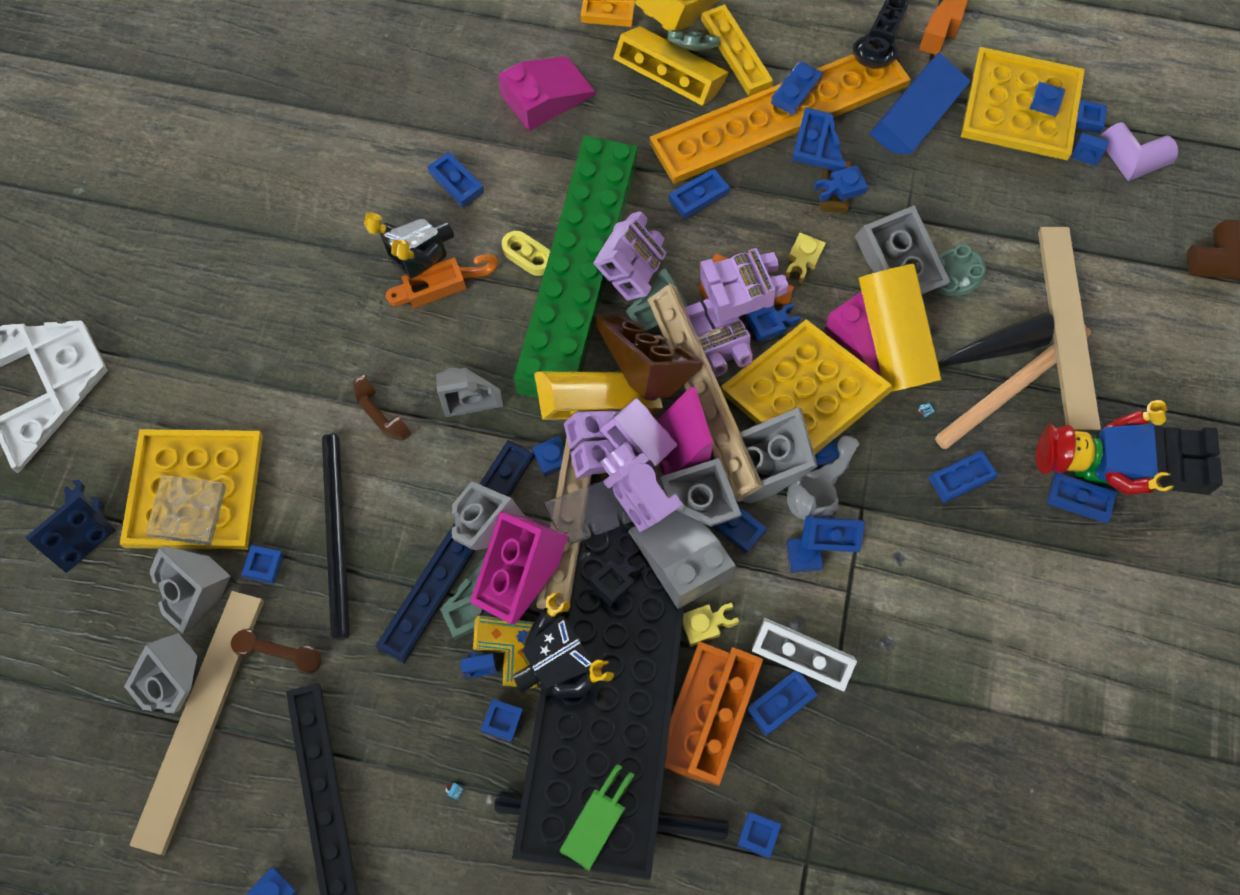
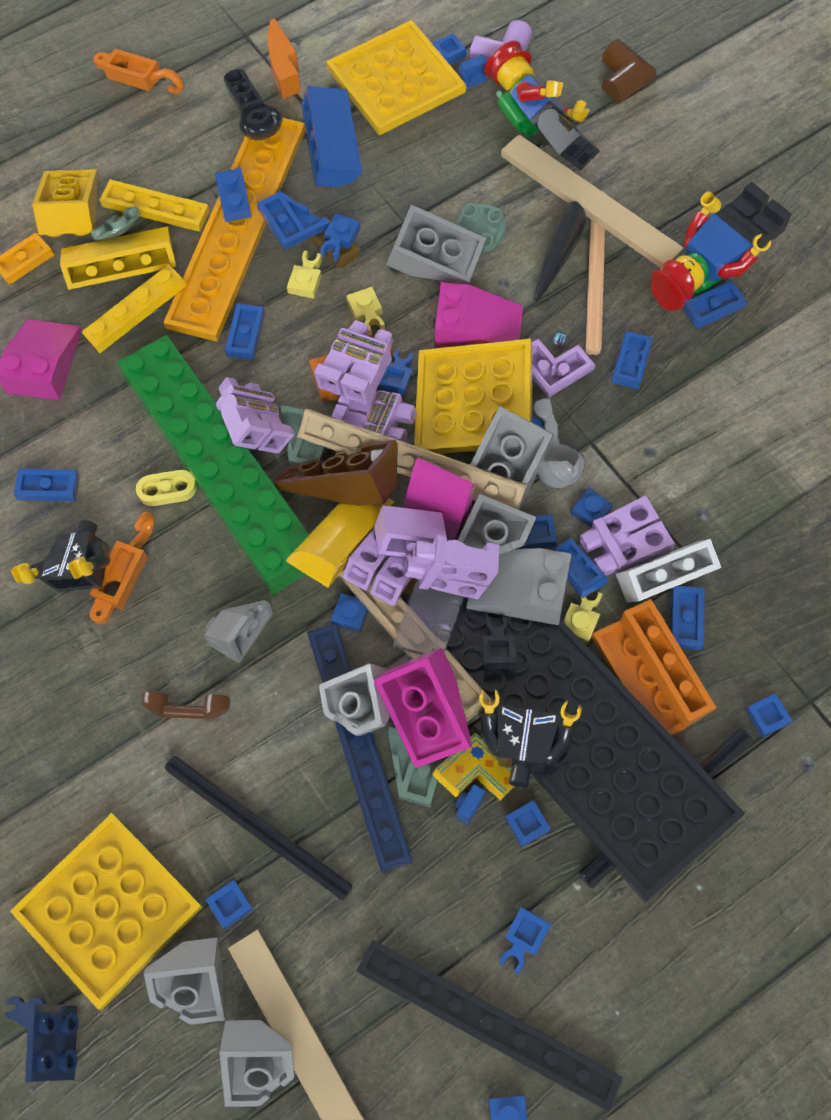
camera: 45 degrees left, 0 degrees up
(186, 510) = (126, 927): clear plate -> none
(306, 657) = (286, 969): reddish brown bar -> none
(416, 792) = (527, 935): none -> blue plate
(455, 791) = (548, 906): medium azure piece -> none
(596, 822) = (674, 814): bright green arm -> none
(641, 110) = (134, 308): none -> yellow plate
(742, 588) = (583, 572): none -> blue plate
(786, 195) = (305, 278): none -> light yellow plate
(804, 600) = (627, 537): none -> lavender hips
(832, 534) = (598, 475): blue plate -> none
(890, 432) = (557, 373): none -> lavender brick
(900, 327) = (491, 295): yellow brick -> none
(1047, 99) = (411, 59): blue plate -> none
(1106, 218) = (533, 105): none -> piece

